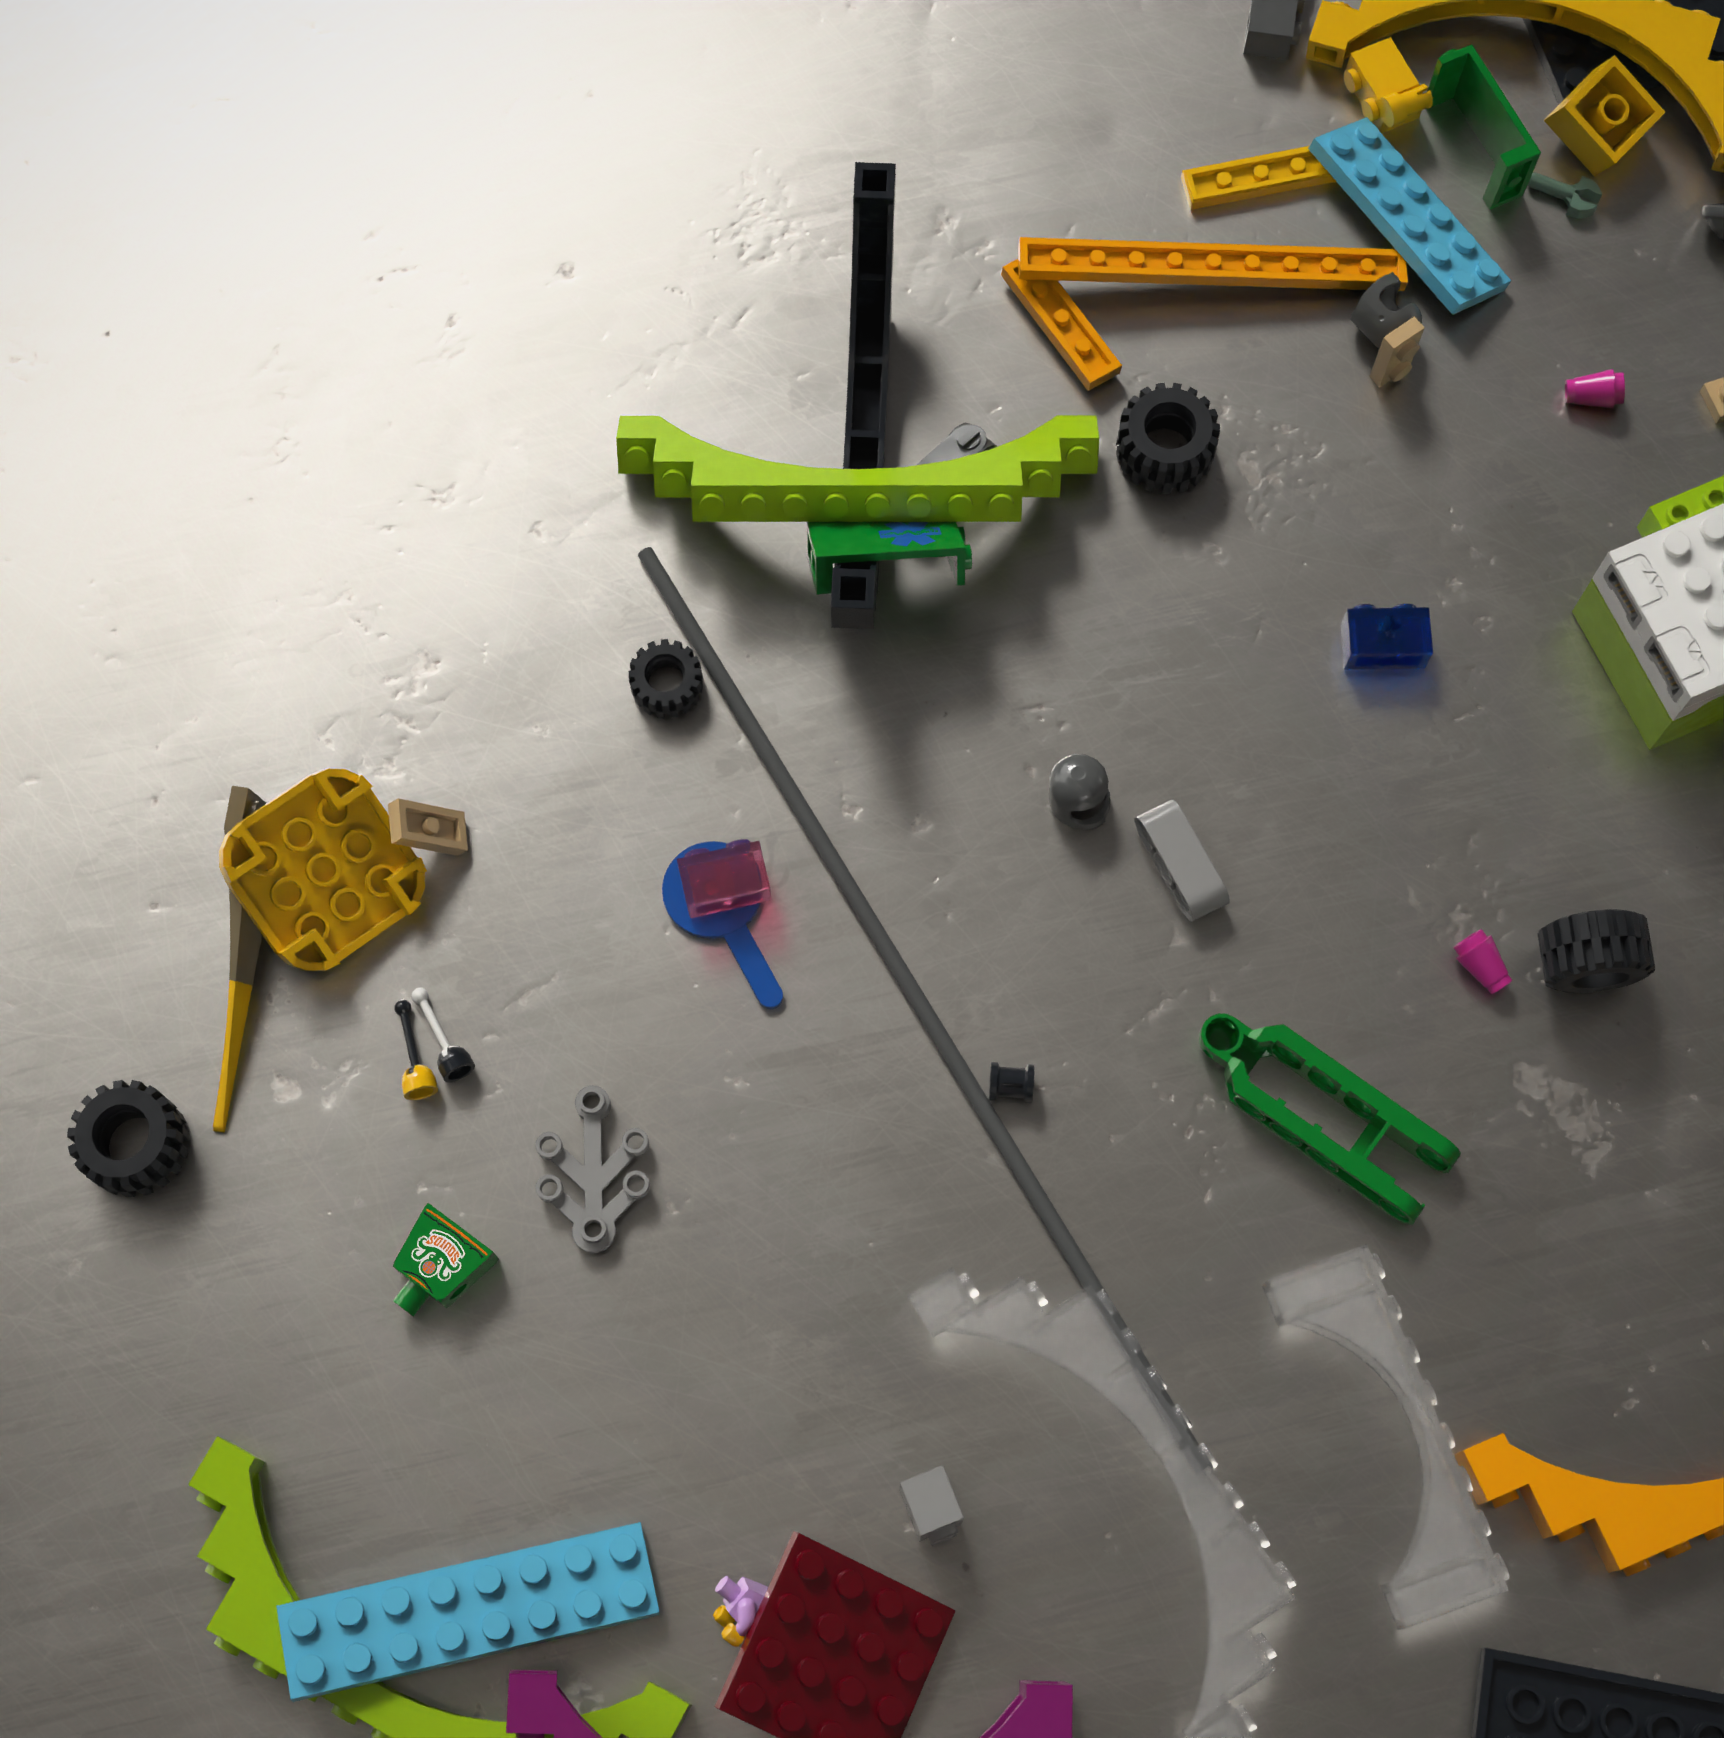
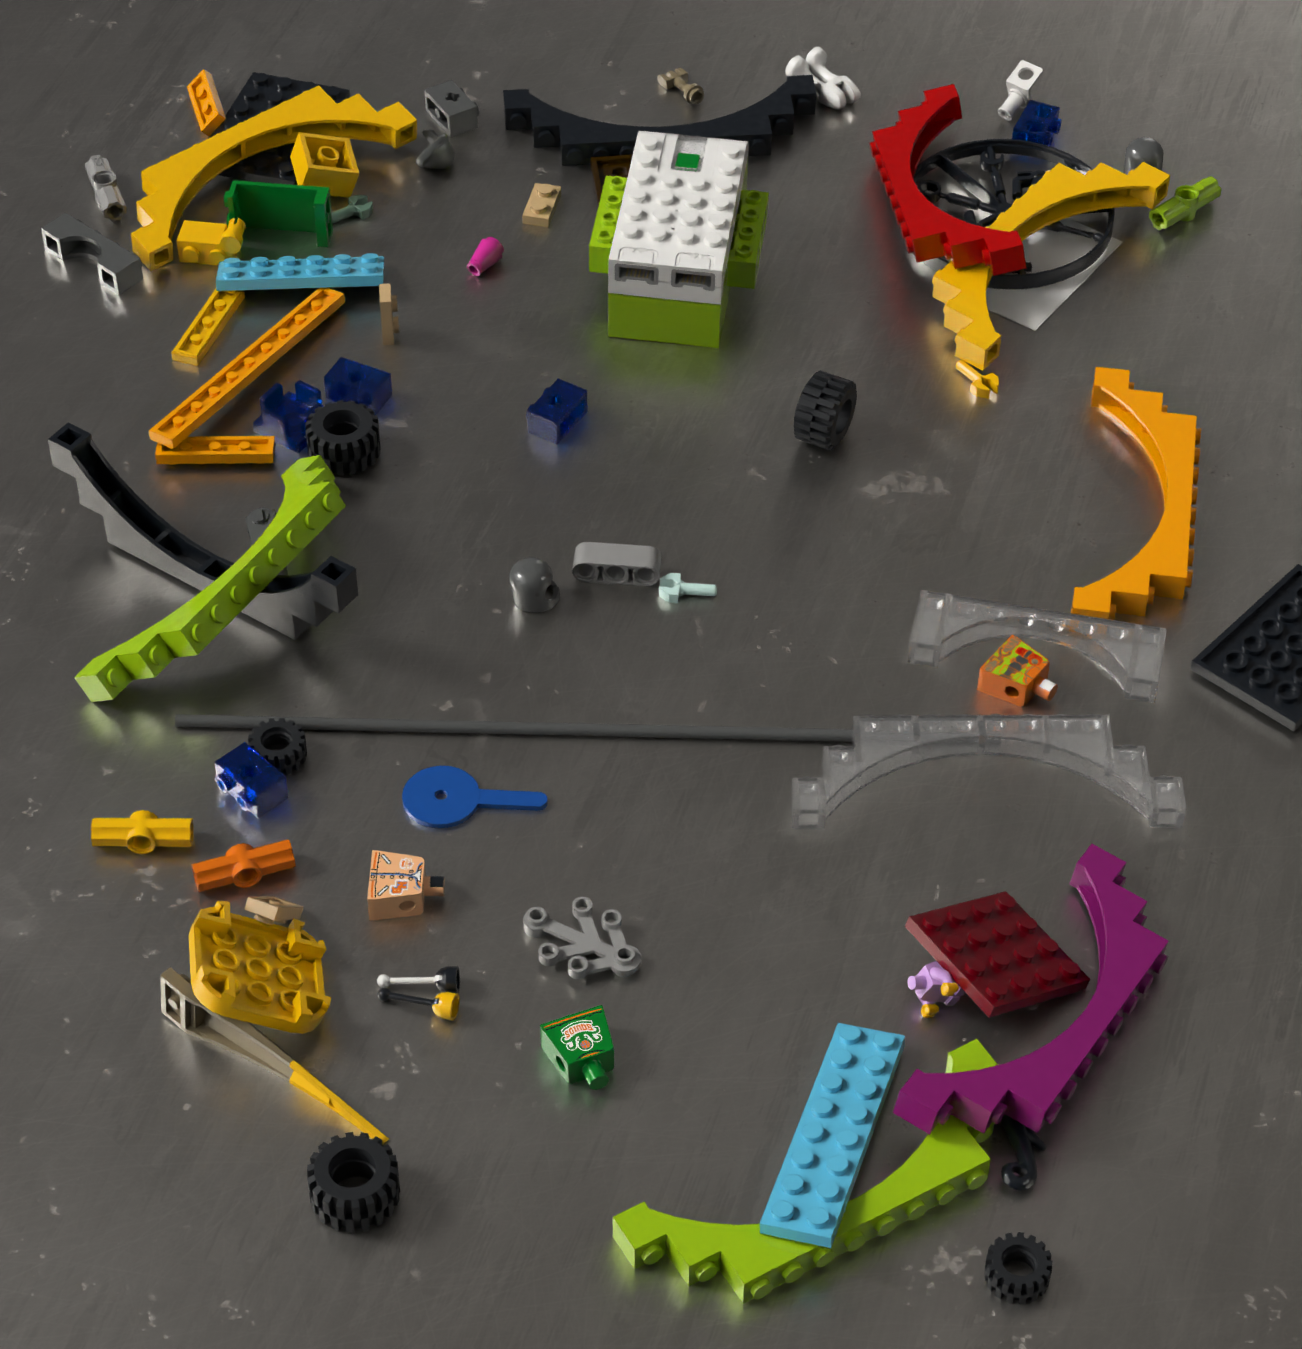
camera: 60 degrees left, 25 degrees down
(464, 626) = (142, 832): none -> yellow piece
(480, 755) = (243, 865): none -> orange piece
(547, 930) = (399, 885): none -> light nougat torso
(598, 706) = (250, 780): none -> clear blue brick
(724, 878) = (443, 776): clear pink brick -> none
(881, 541) = (284, 595): green panel -> none
(932, 1505) = (934, 859): light grey brick -> none
(1011, 1082) = (698, 707): black bush -> none
(1170, 355) = (287, 414): none -> clear blue panel
(1202, 957) = (673, 587): none -> light aqua bar
(1239, 1050) = (853, 555): green piece -> none
(1267, 397) = (358, 383): none -> clear blue brick
(1316, 1436) = (1016, 674): none -> orange torso
(1381, 315) = (359, 314): dark grey helmet -> none
(1483, 961) = (786, 468): dark pink cone -> none

